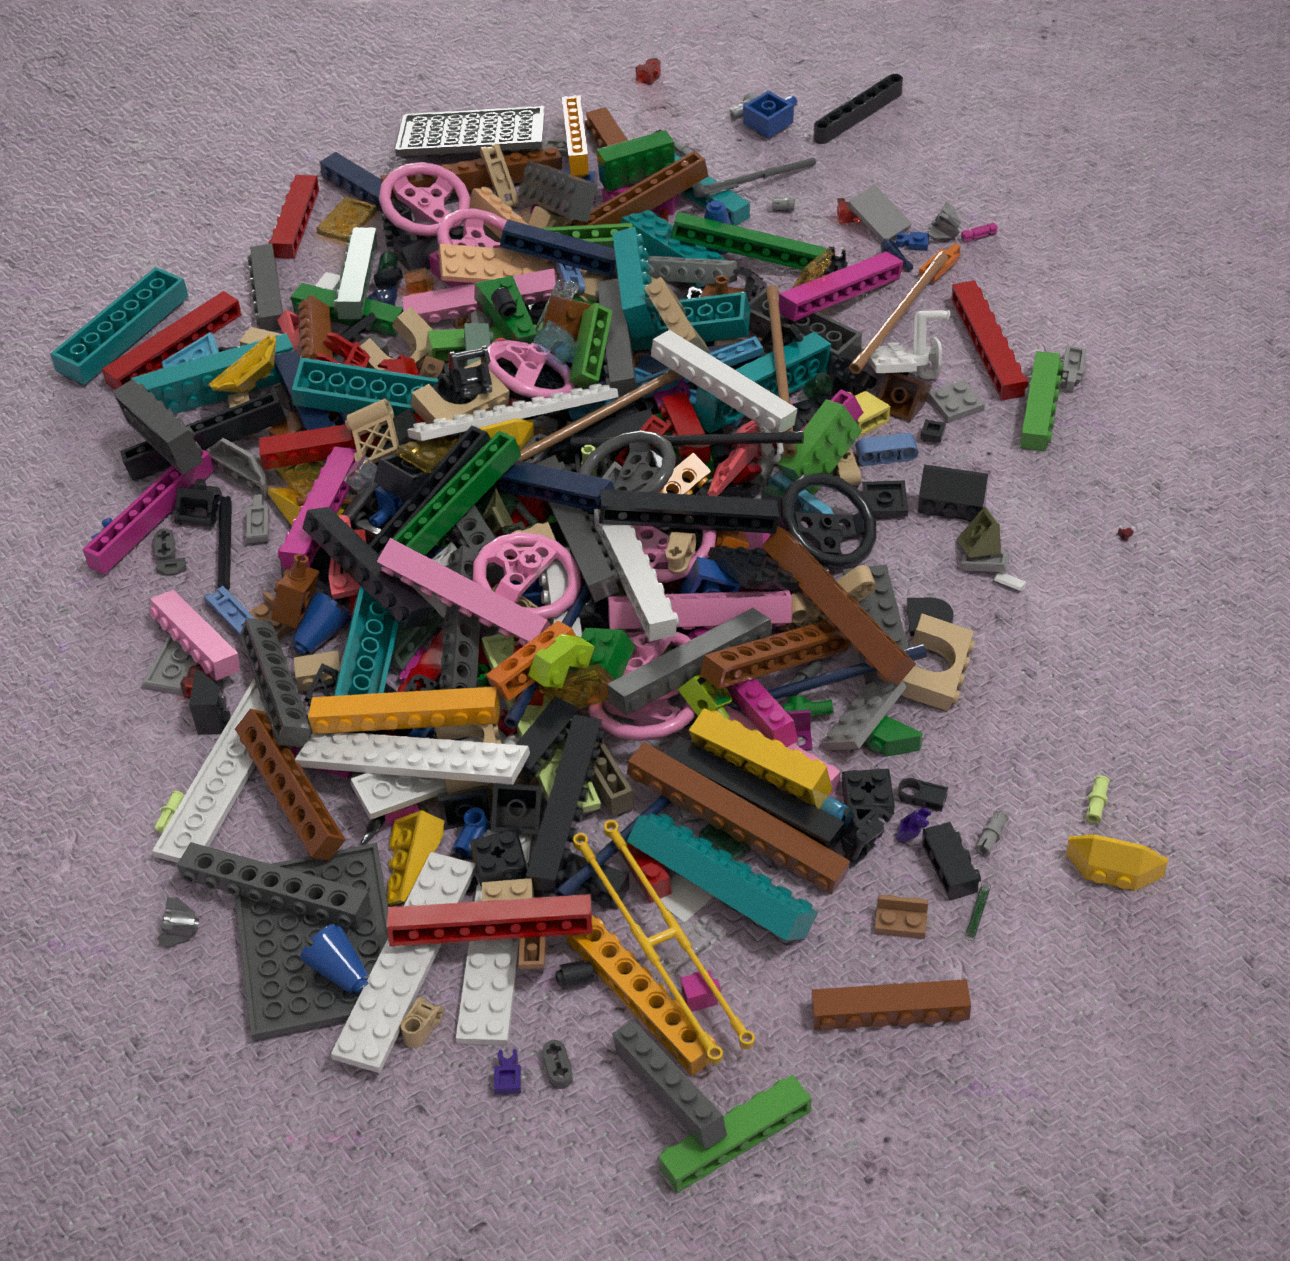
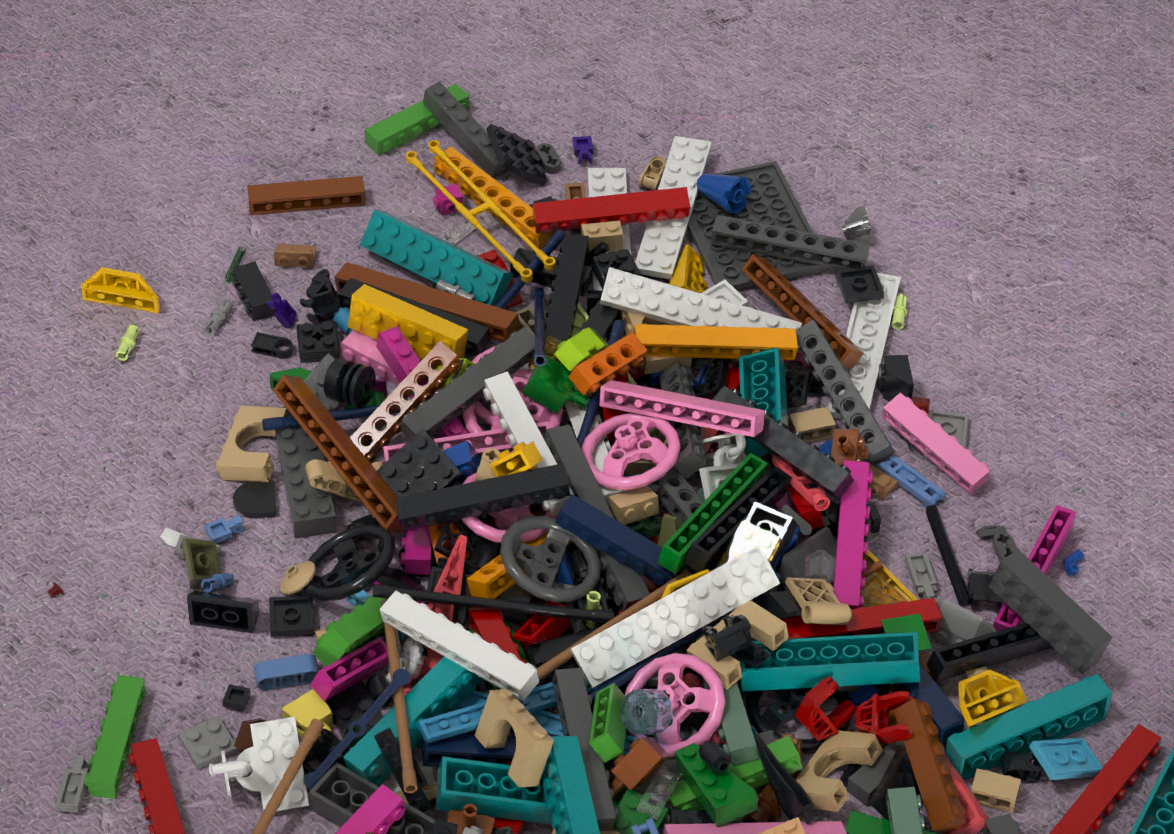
camera: 170 degrees right, 0 degrees up
(207, 826) = (859, 284): none -> black plate
(298, 423) = (908, 624): none -> green sticker
(441, 313) = (787, 790): none -> black piece
(602, 1040) = (516, 154): none -> black plate
(611, 613) = (539, 324): none -> dark blue piece
(650, 527) = (521, 459): none -> yellow brick
(700, 823) = (457, 290): none -> light grey pin
(778, 364) = (400, 677): none -> dark blue piece
(831, 694) = (349, 382): none -> black wheel
(880, 527) = (297, 577): none -> tan dish
(960, 521) = (217, 582): none -> medium blue axle
(962, 579) = (222, 530): none -> medium blue plate

